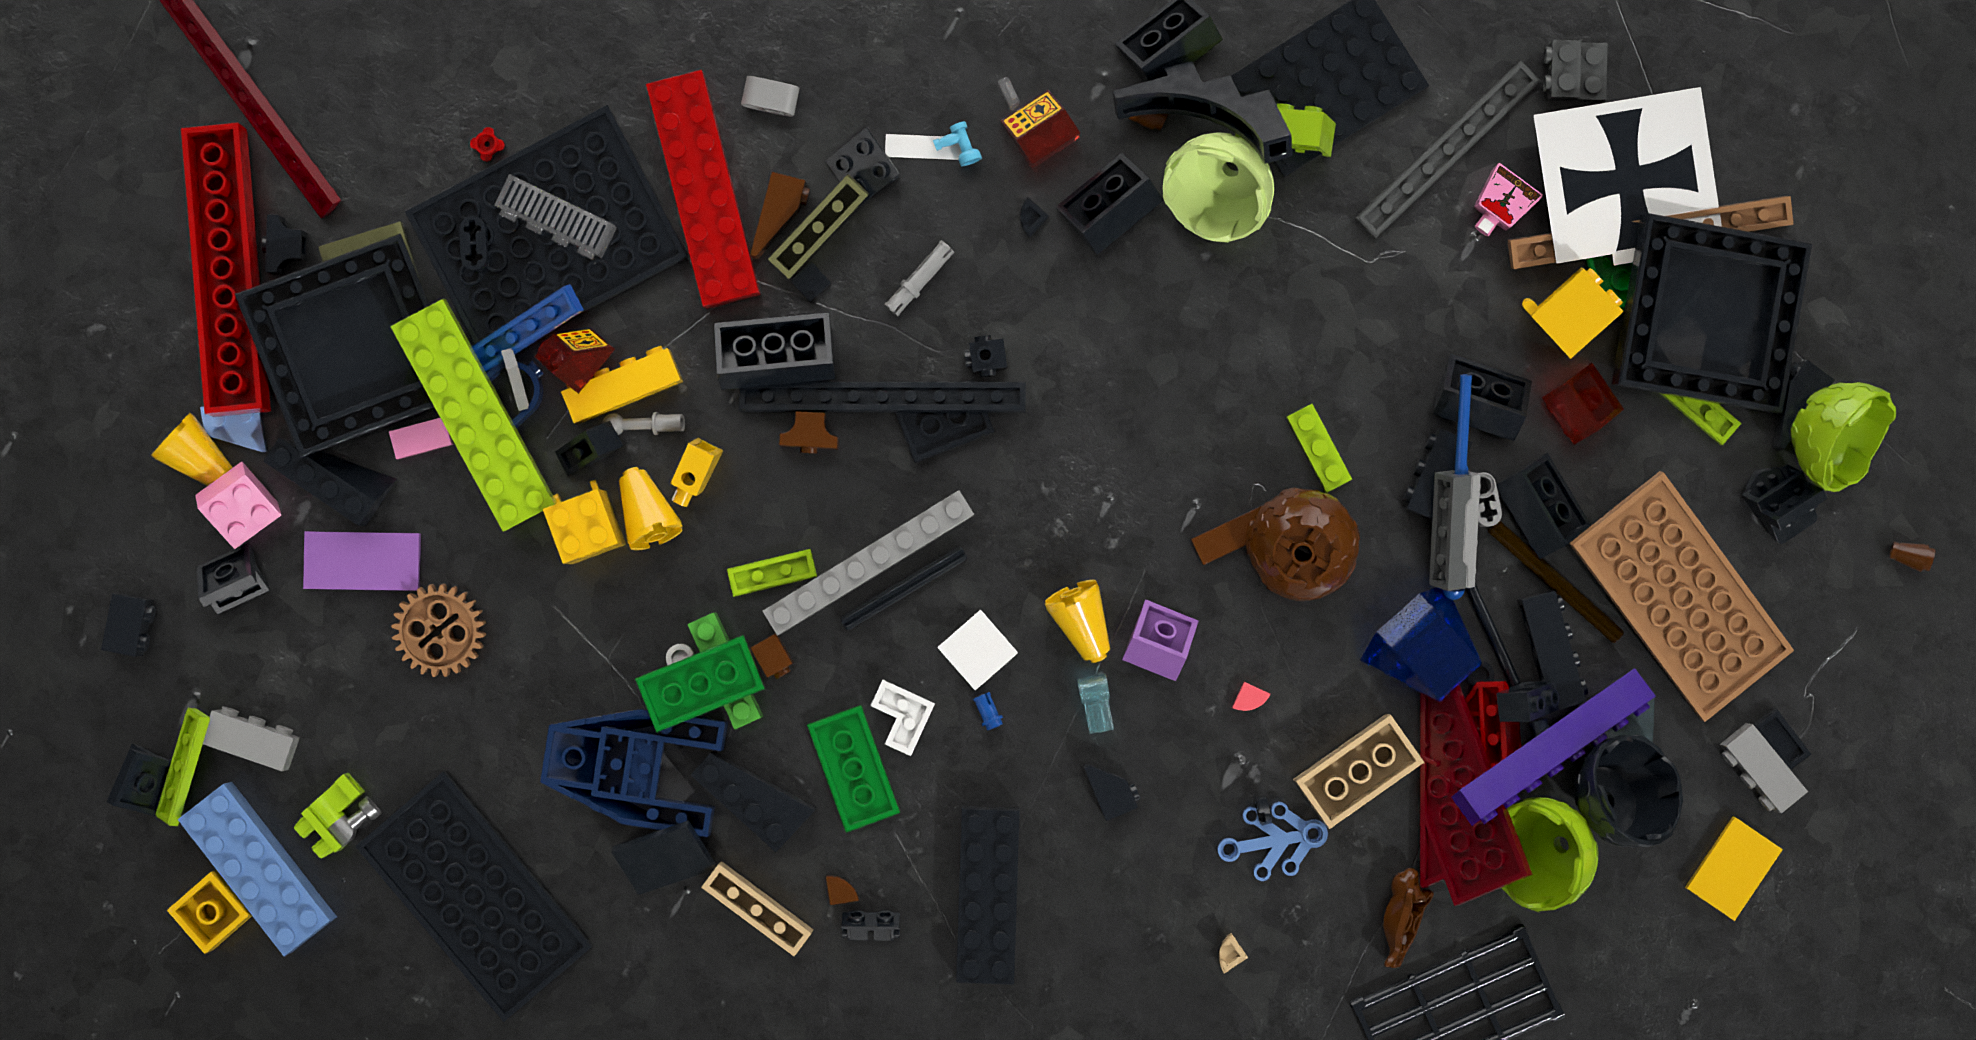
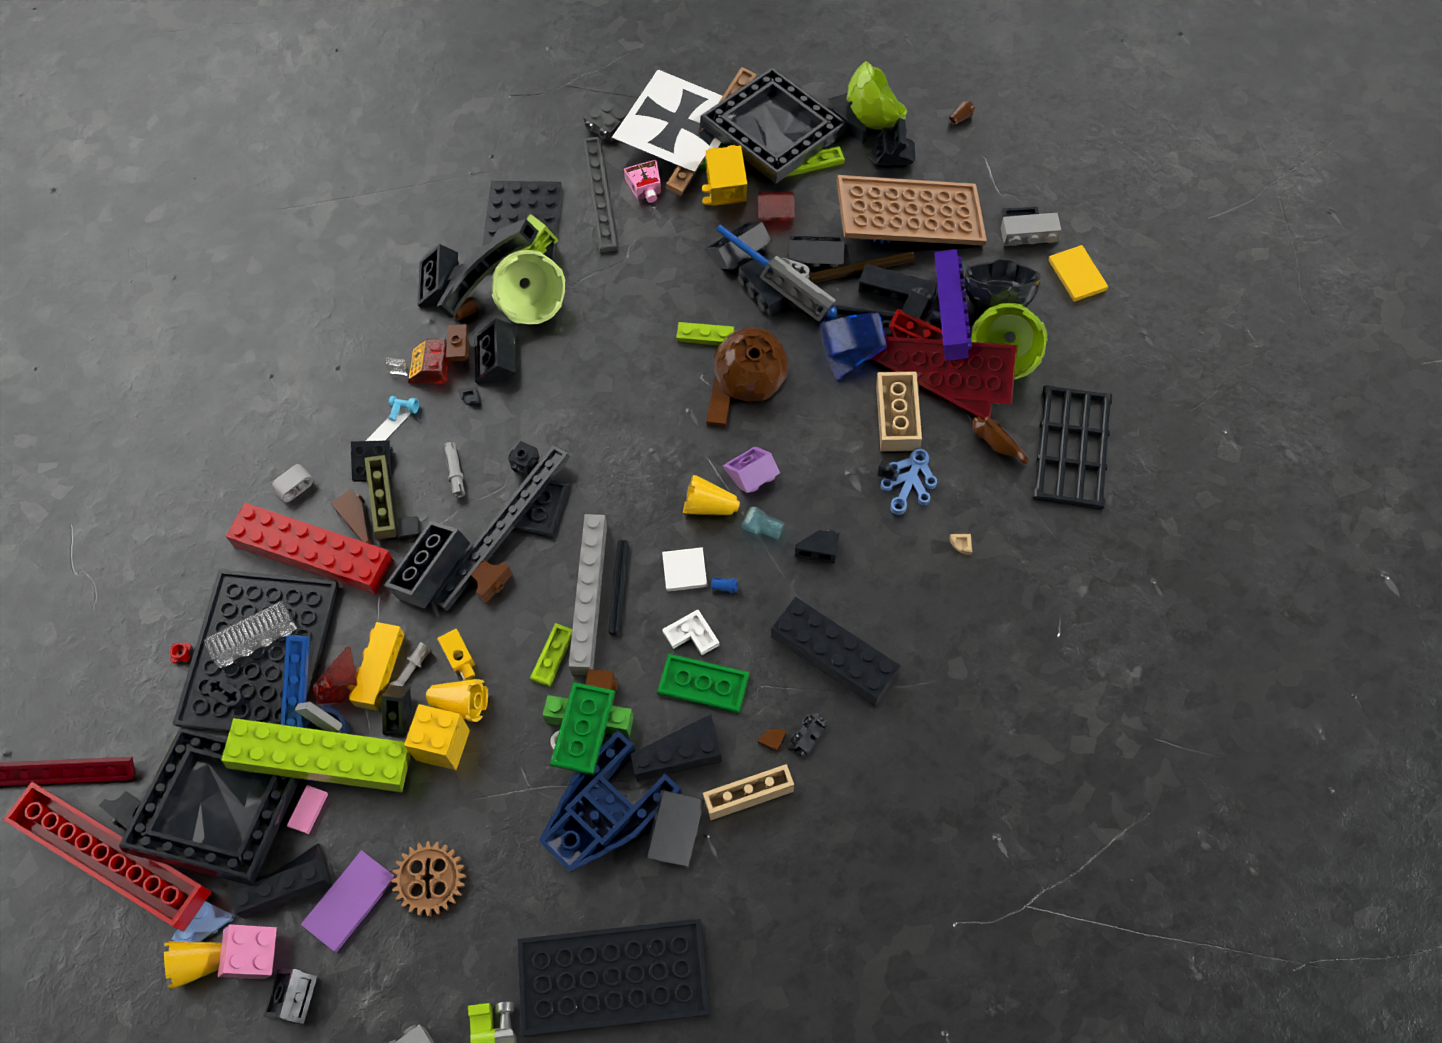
camera: 55 degrees left, 25 degrees down
(1087, 149) = (457, 343): none -> reddish brown brick
(1250, 698) = (817, 445): coral tile -> none

